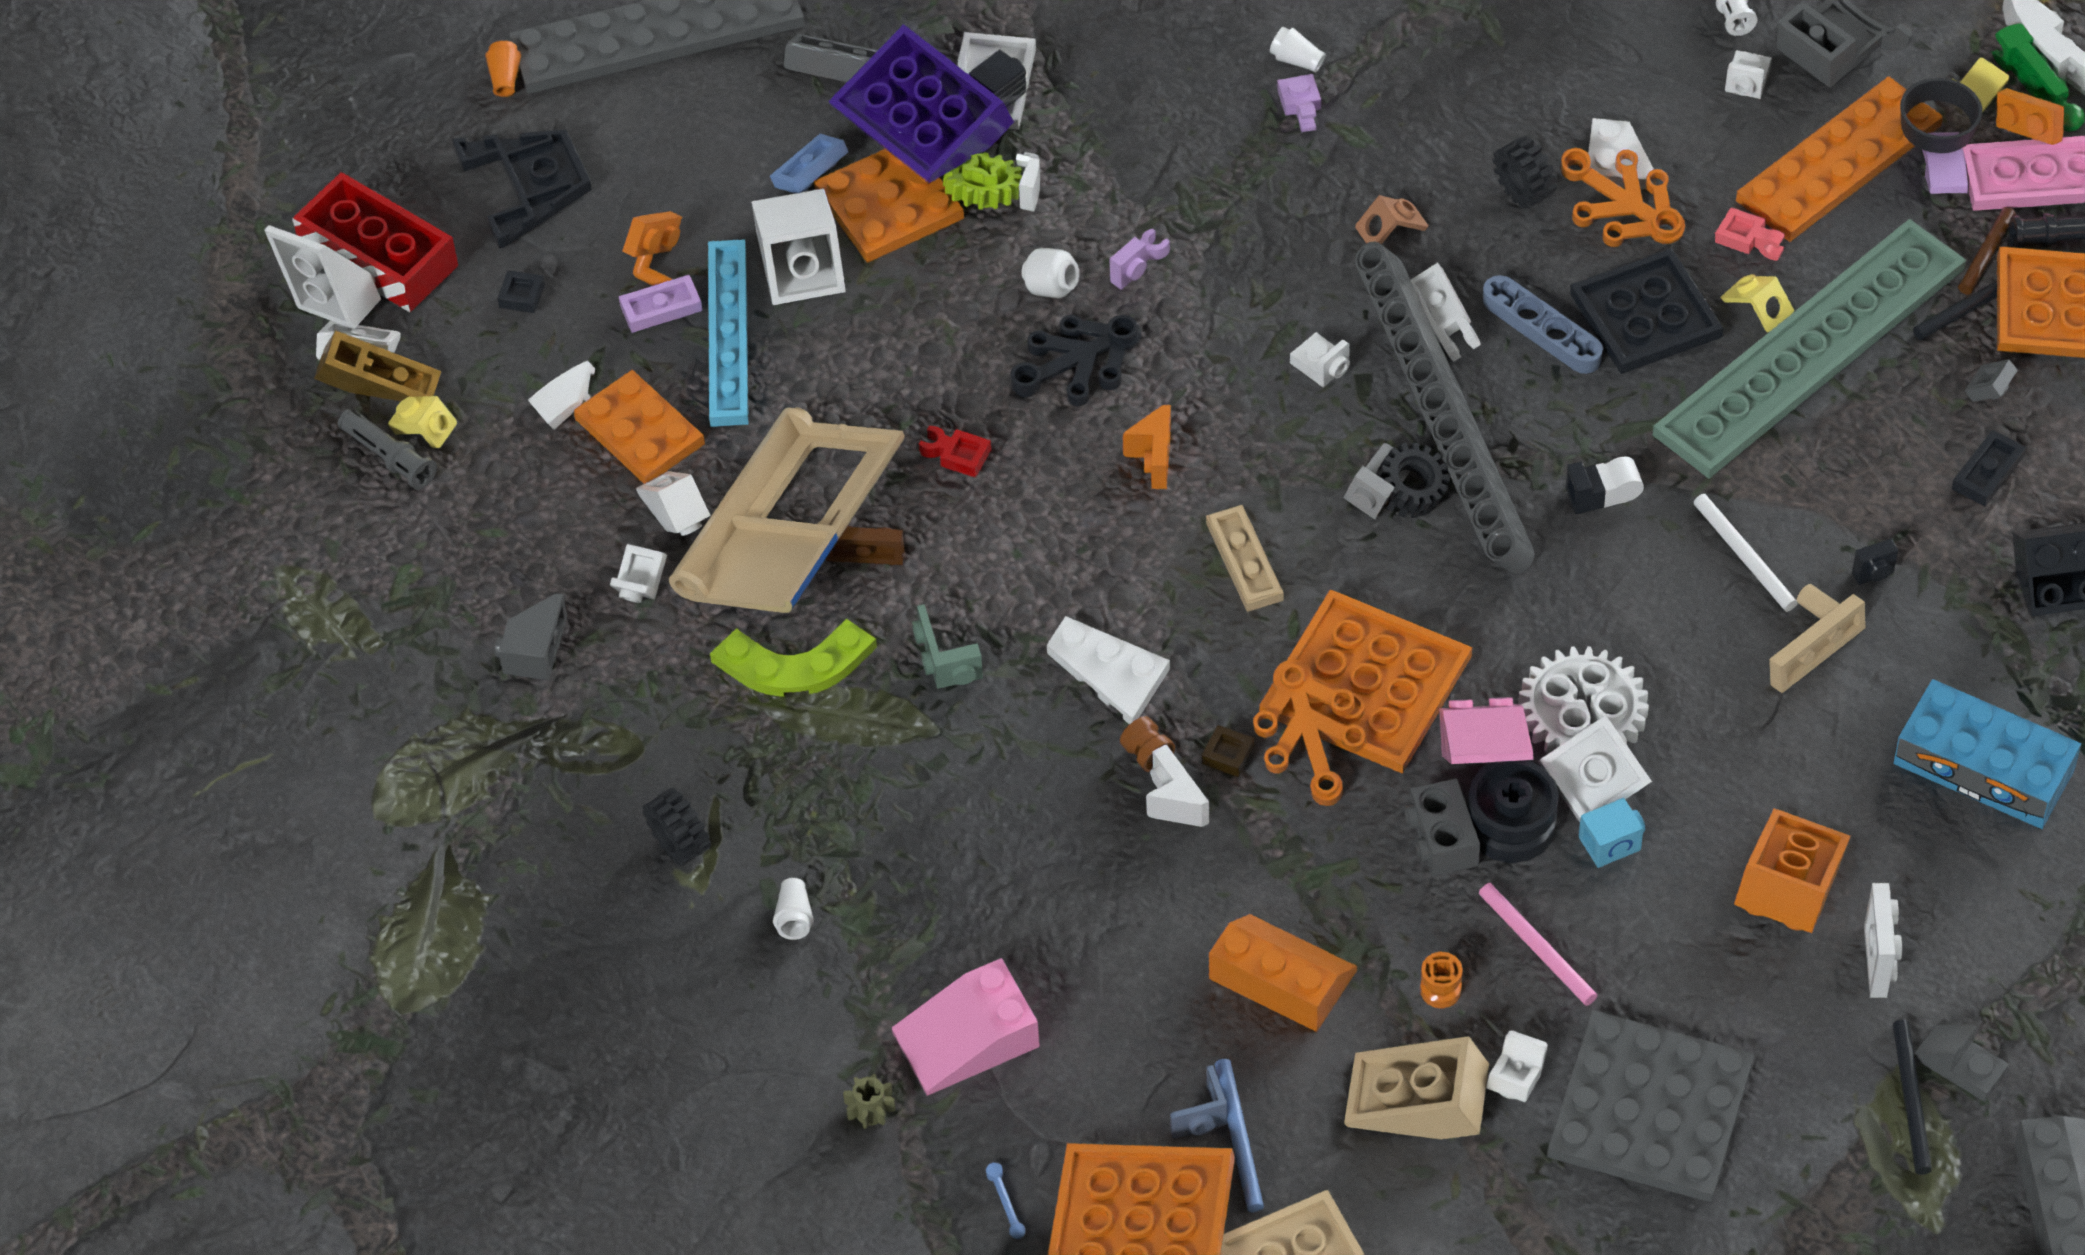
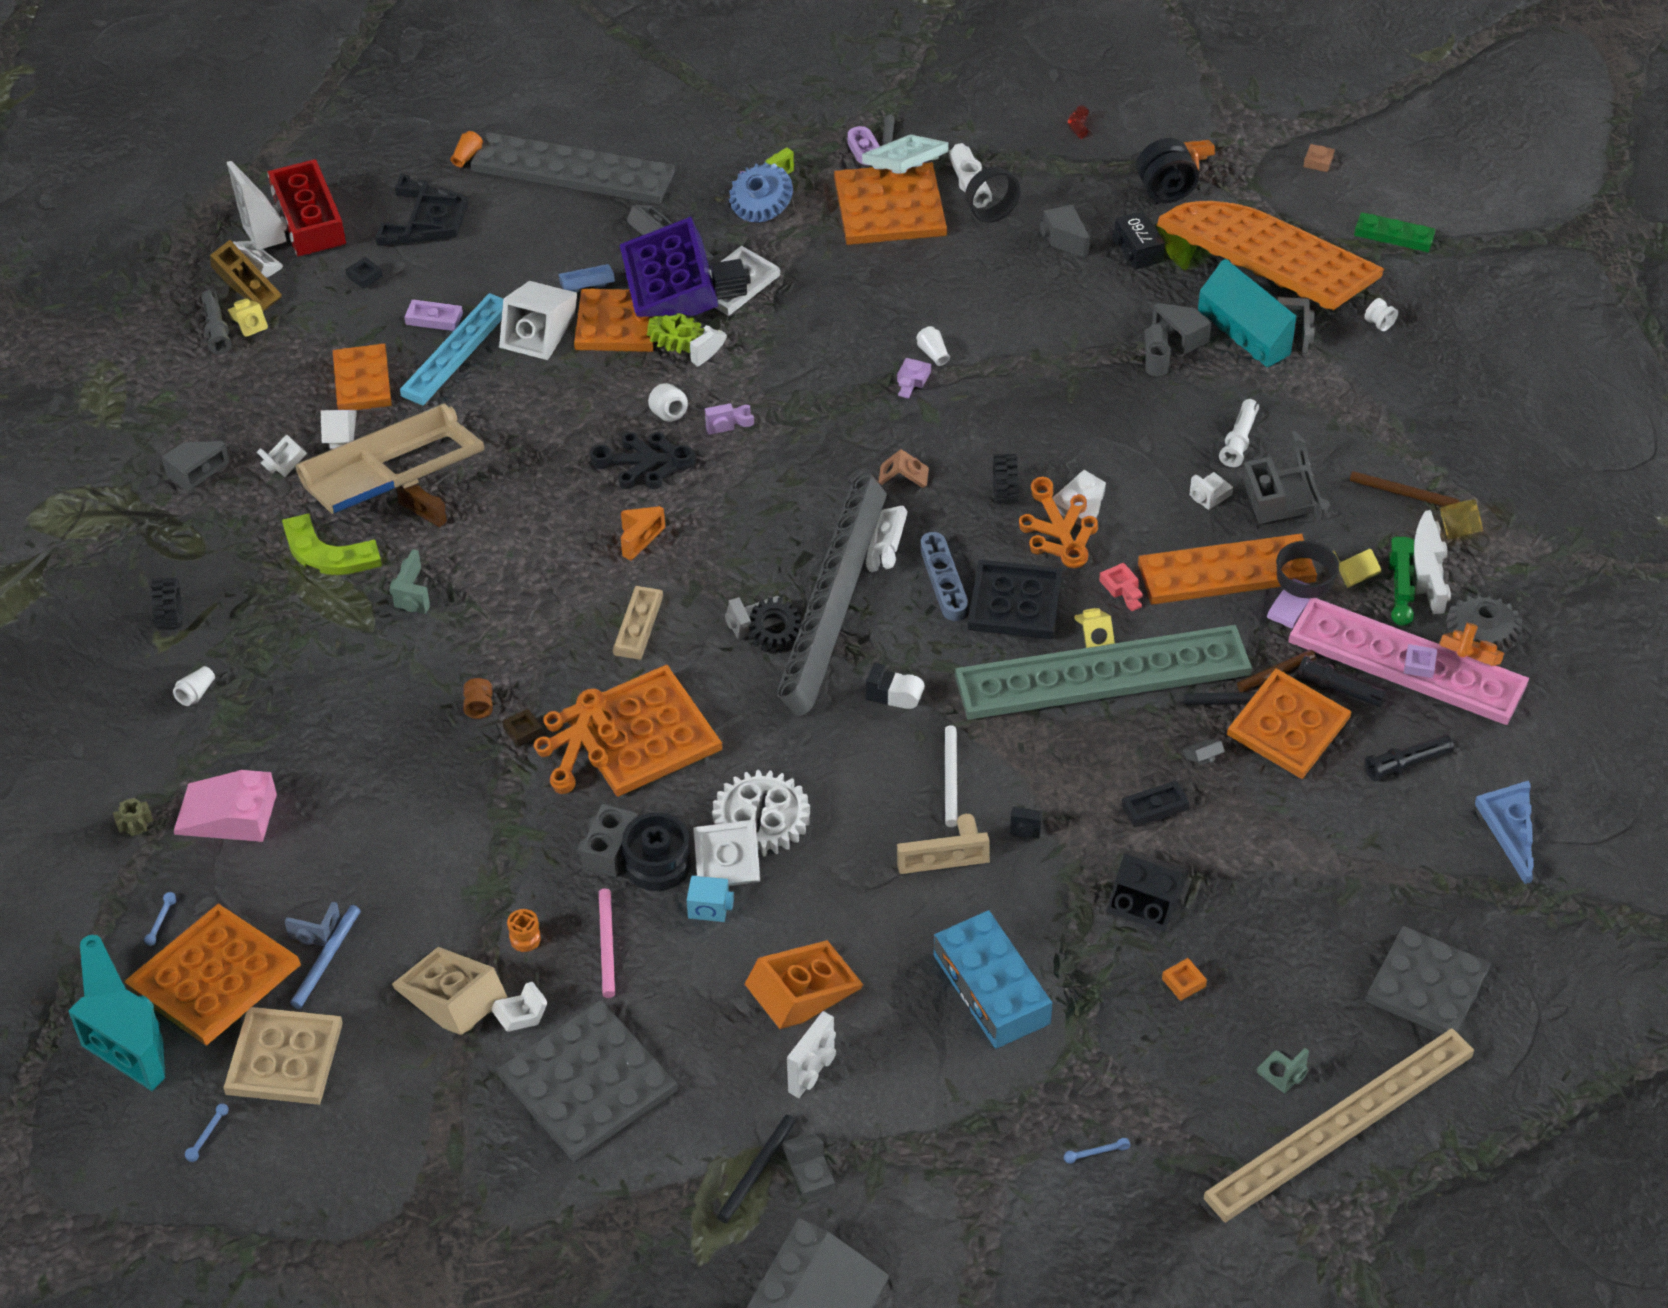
camera: 30 degrees right, 5 degrees down
(563, 394) = (335, 338): white slope -> none
(650, 236) = (454, 272): orange plate -> none
(959, 453) = (524, 478): red plate -> none
(1112, 667) = (501, 644): white wing -> none
(1176, 793) = (467, 737): white slope -> none
(1279, 970) = (436, 870): orange slope -> none
(1321, 359) = (788, 530): white bracket -> none
(1484, 732) = (672, 793): bright pink slope -> none
(2030, 116) = (1370, 599): orange plate -> none

